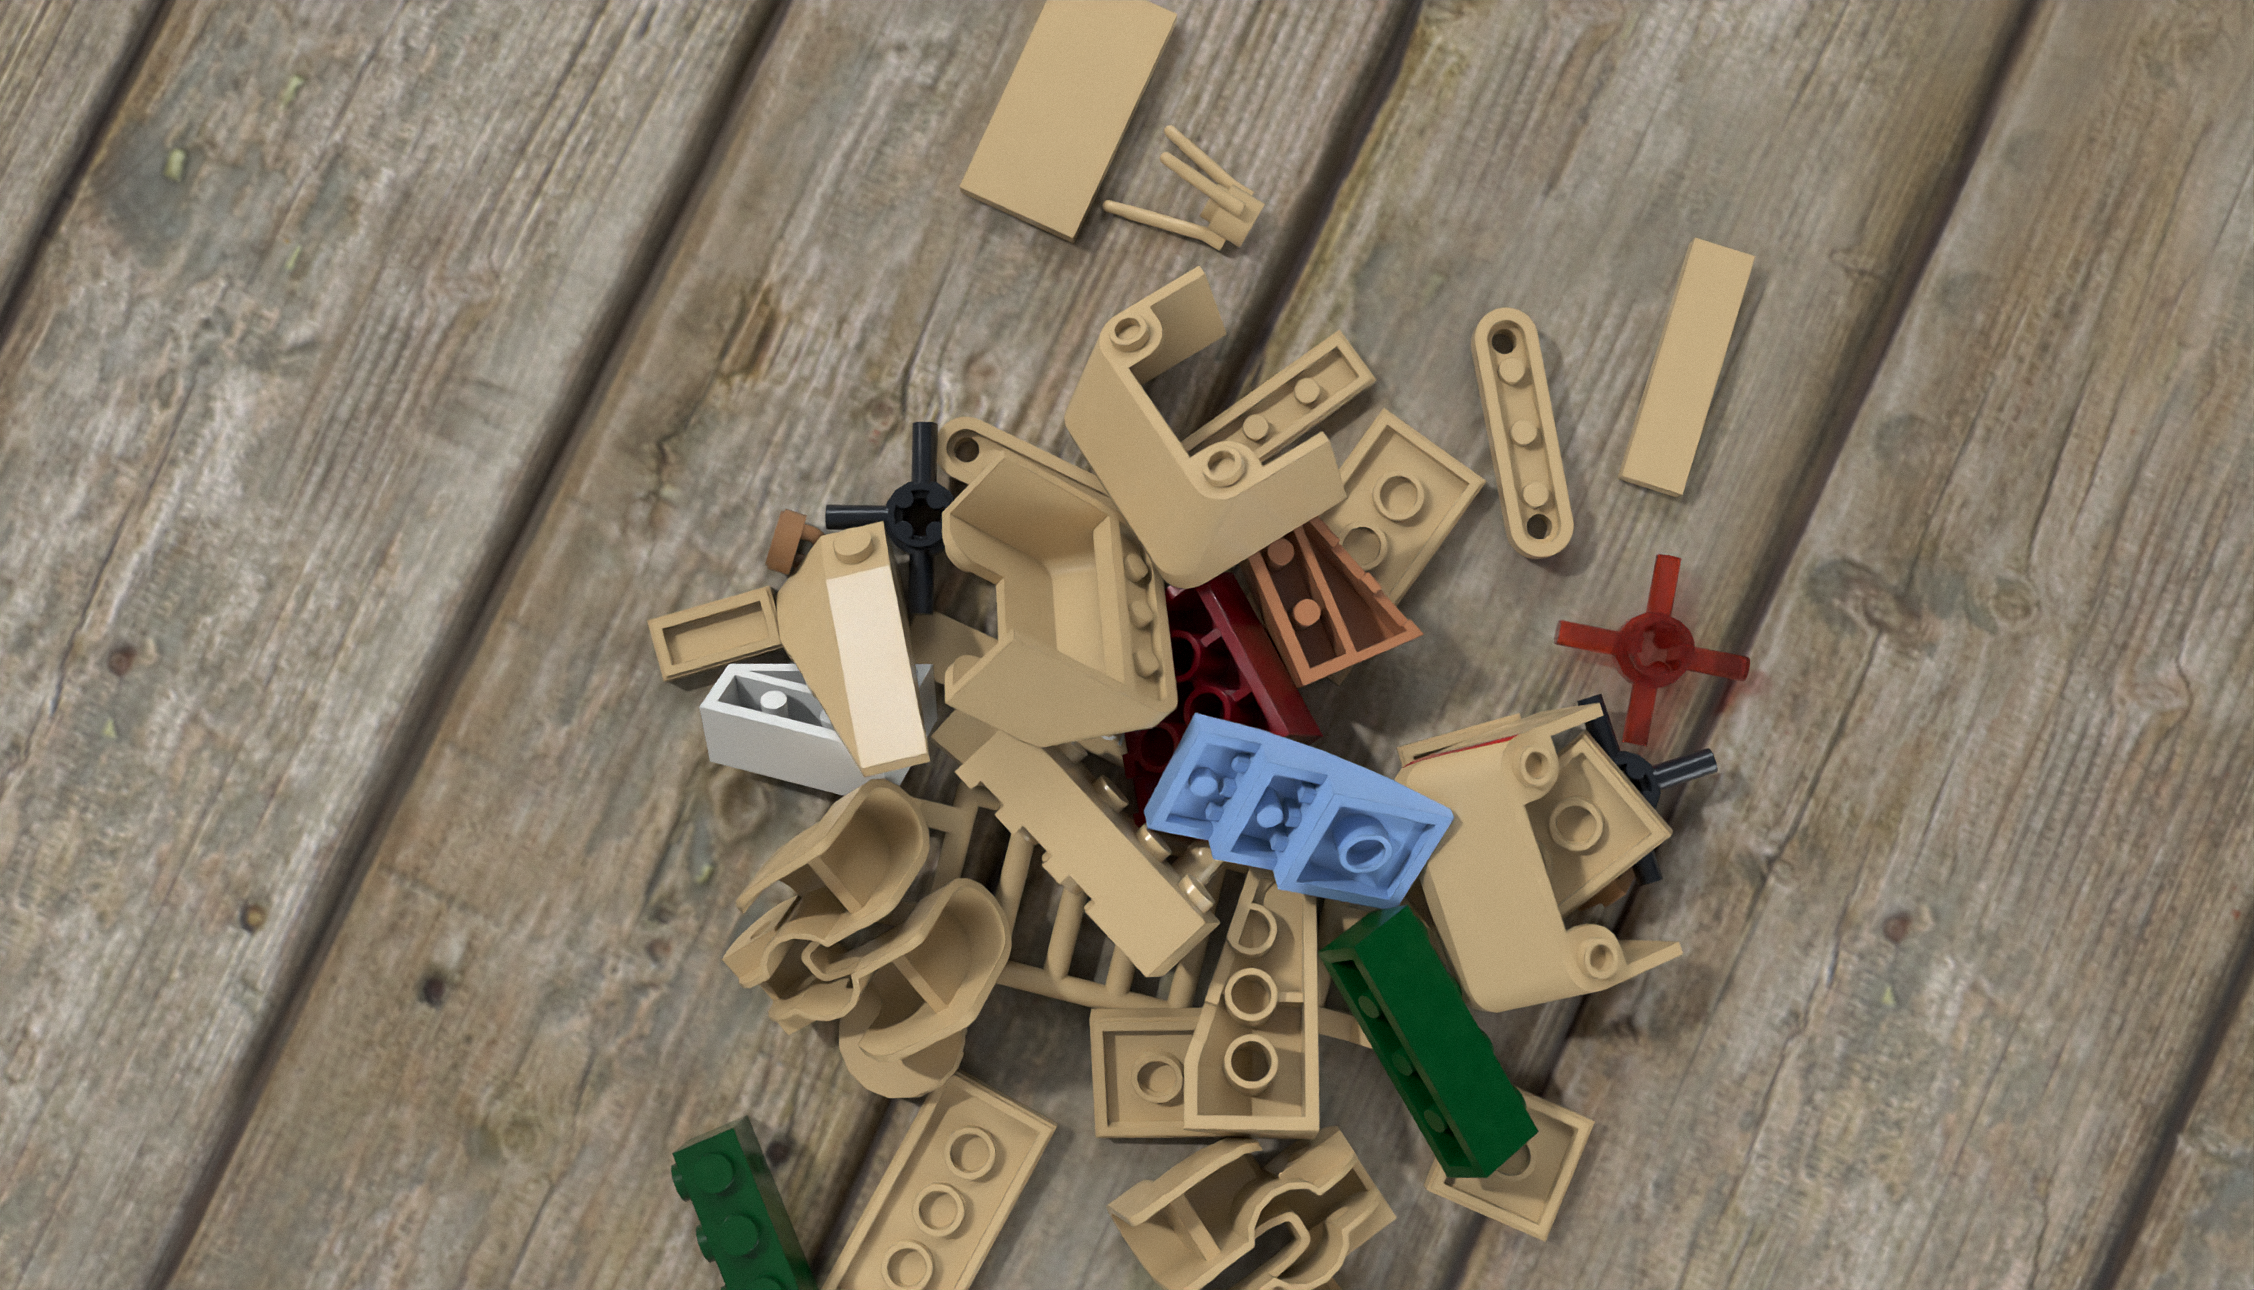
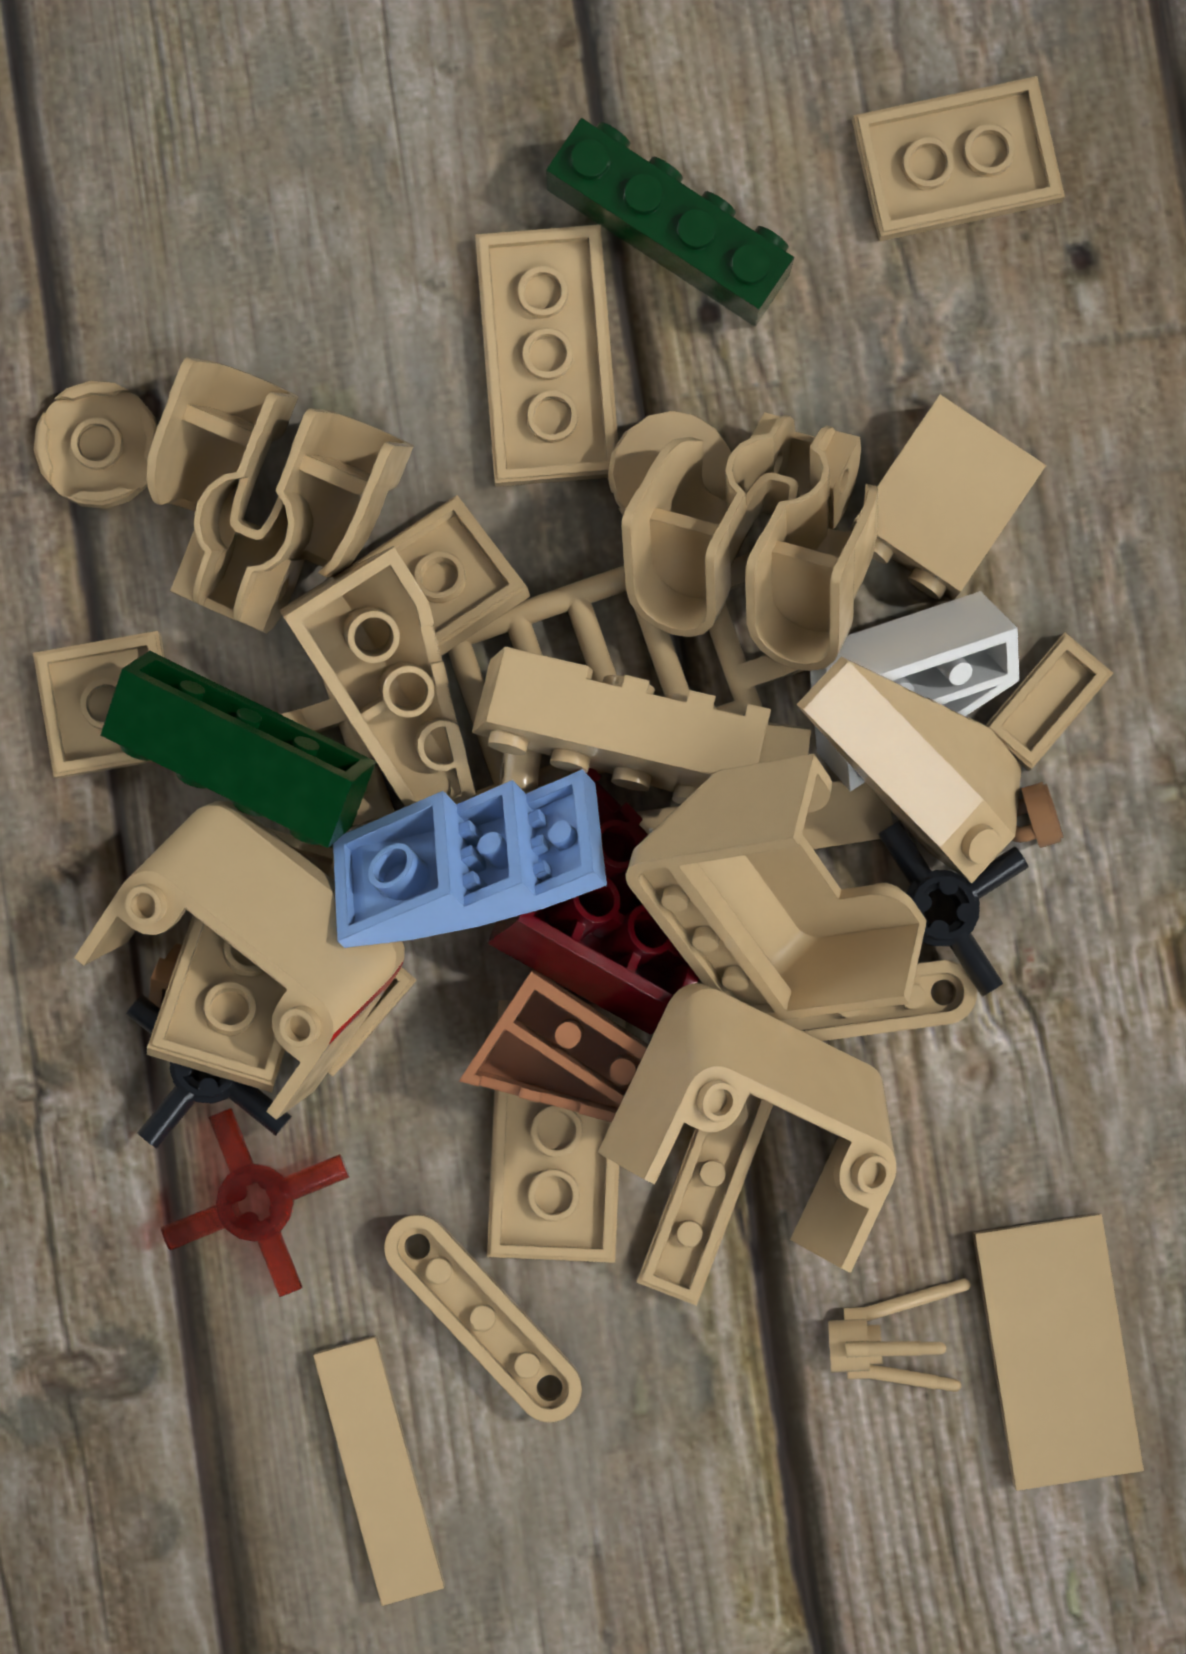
camera: 145 degrees right, 0 degrees up
(477, 1146) = (958, 158): none -> tan tile
(681, 857) = (949, 498): none -> tan brick

